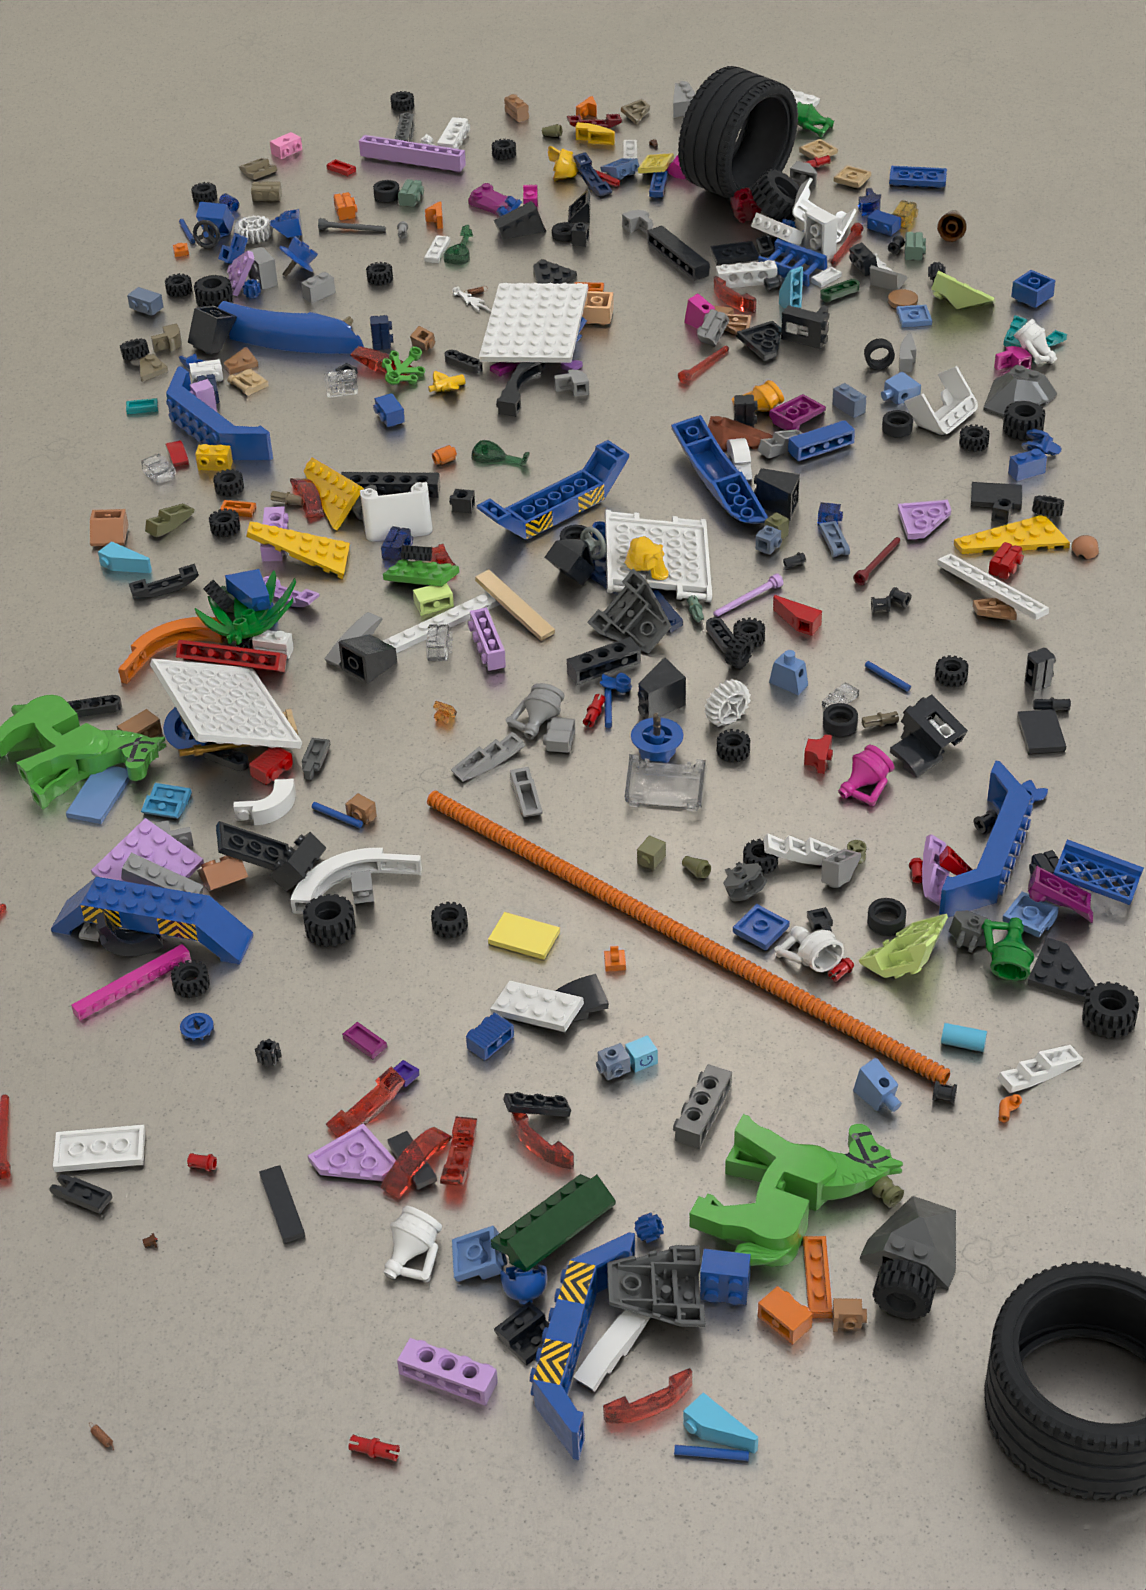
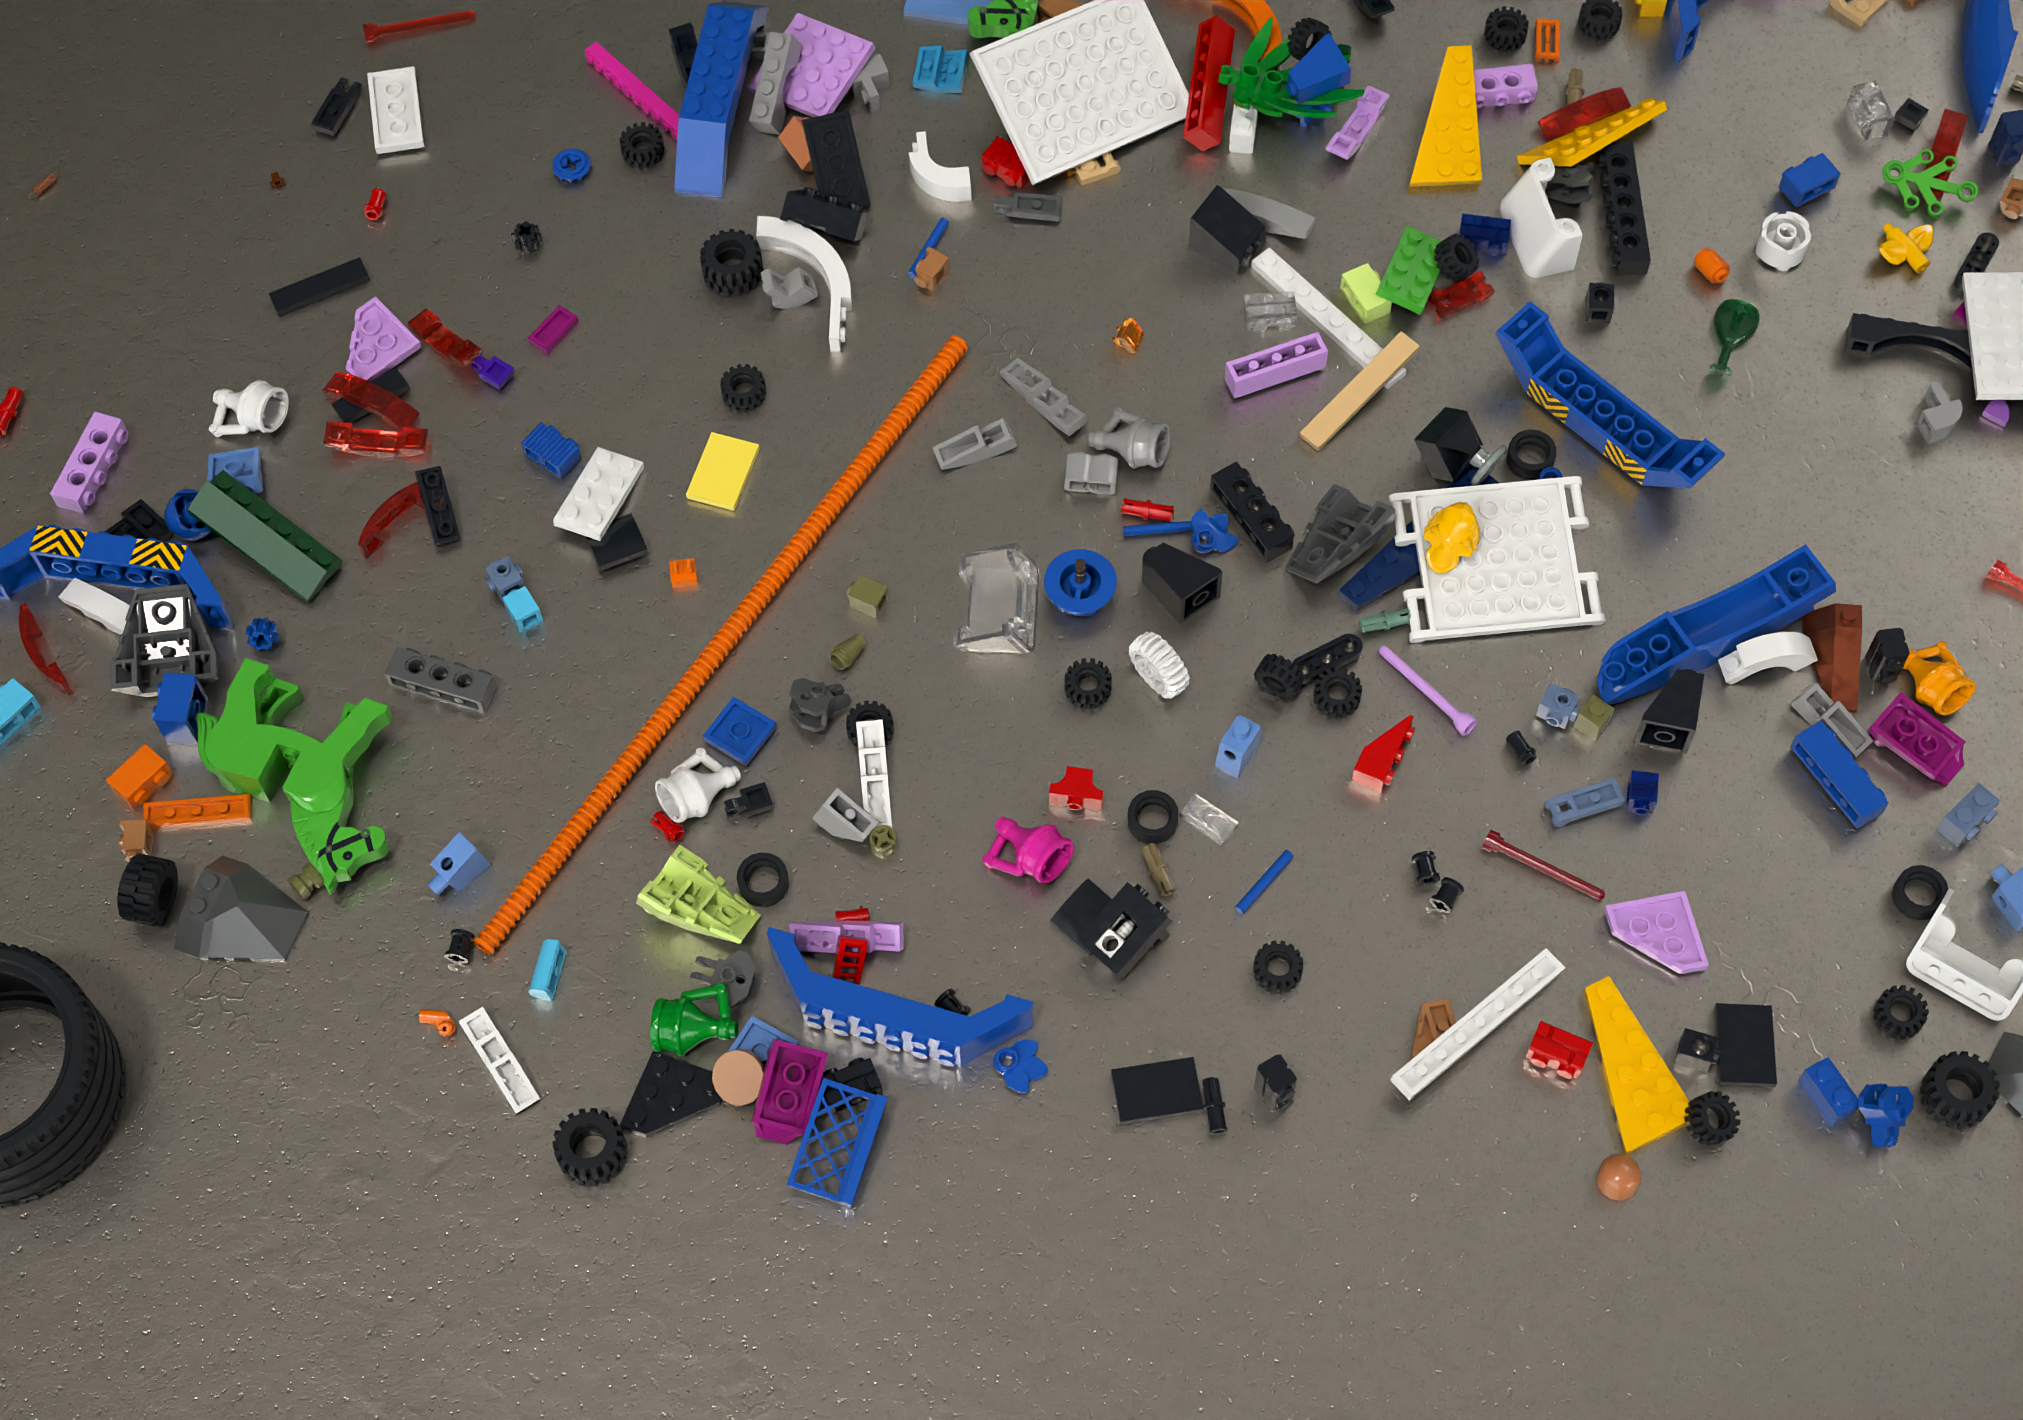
camera: 85 degrees right, 20 degrees up
(434, 423) = (1783, 240): none -> white brick
(1053, 920) = (738, 1076): none -> tile

